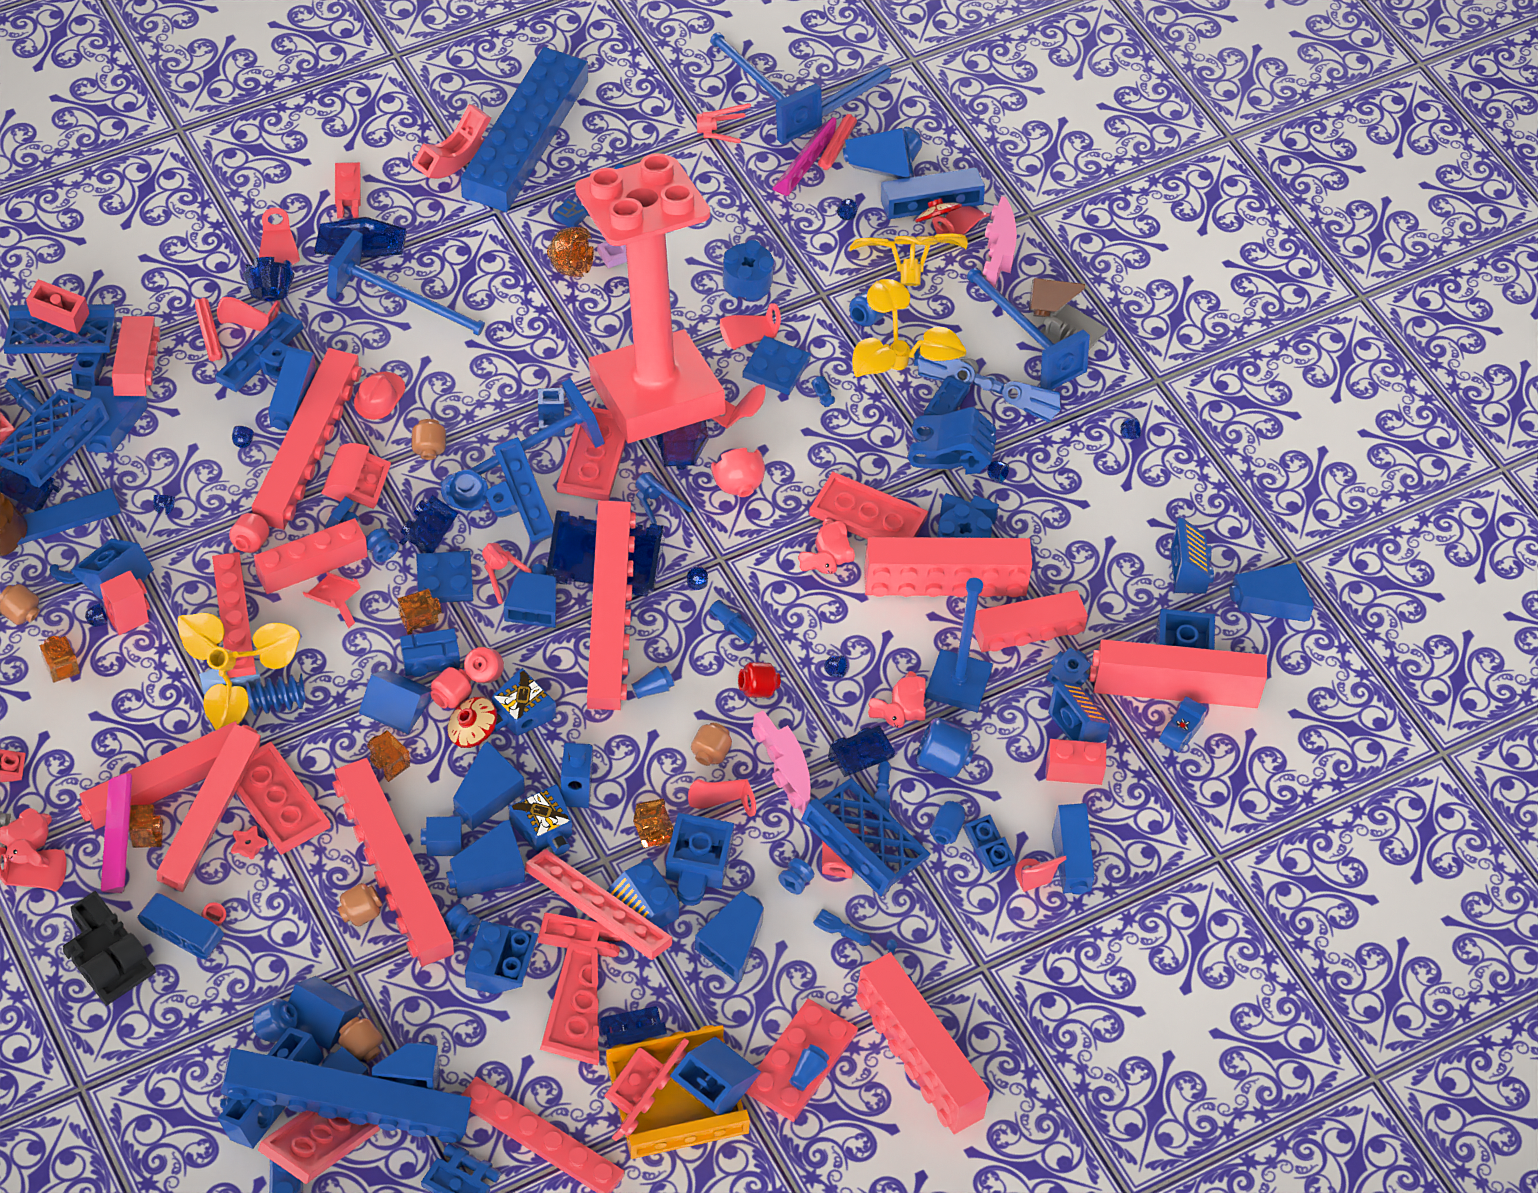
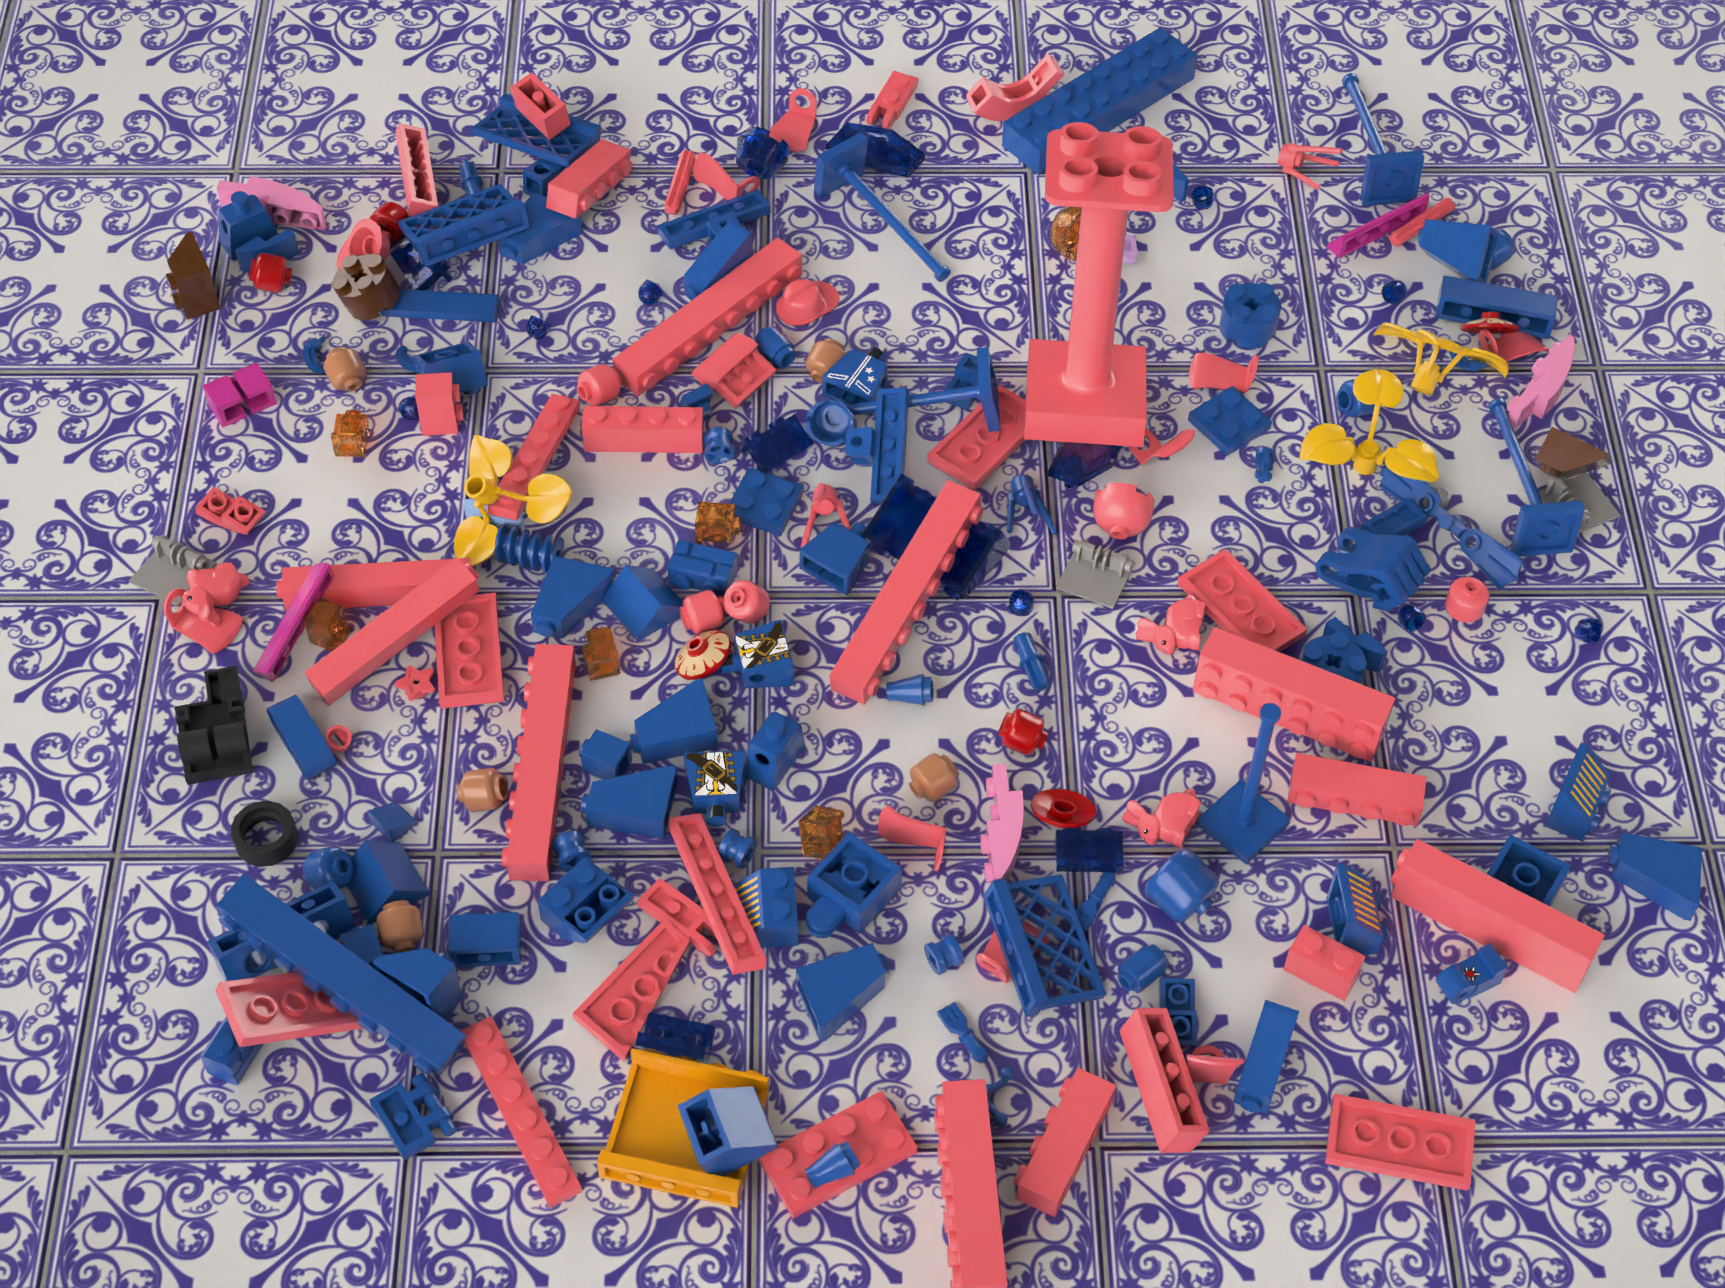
camera: 30 degrees right, 0 degrees up
(196, 996) = (258, 813): none -> black tyre
(298, 961) = (391, 820): none -> blue slope
(333, 718) = (569, 595): none -> blue slope
(334, 592) = (644, 473): coral piece -> none
(380, 442) = (775, 347): none -> blue brick
(436, 1018) = (485, 939): none -> blue brick
(462, 444) = (856, 377): none -> blue torso
(592, 863) = (737, 848): none -> blue wheel
(638, 1082) = (644, 1098): coral bracket -> none
(743, 531) = (1095, 574): none -> light grey hinge
(823, 726) = (1063, 808): none -> red dish
(836, 666) = (1116, 751): clear blue hinge -> none
(855, 89) = (1469, 177): blue axle -> none
(934, 249) = (1464, 363): none -> blue piece
(963, 975) = (1065, 1142): none -> coral brick
(1010, 897) = (1164, 1080): none -> coral brick
(1033, 440) = (1467, 599): none -> coral head
(1069, 667) = (1368, 848): blue brick -> none
(1195, 868) = (1400, 1142): none -> coral plate

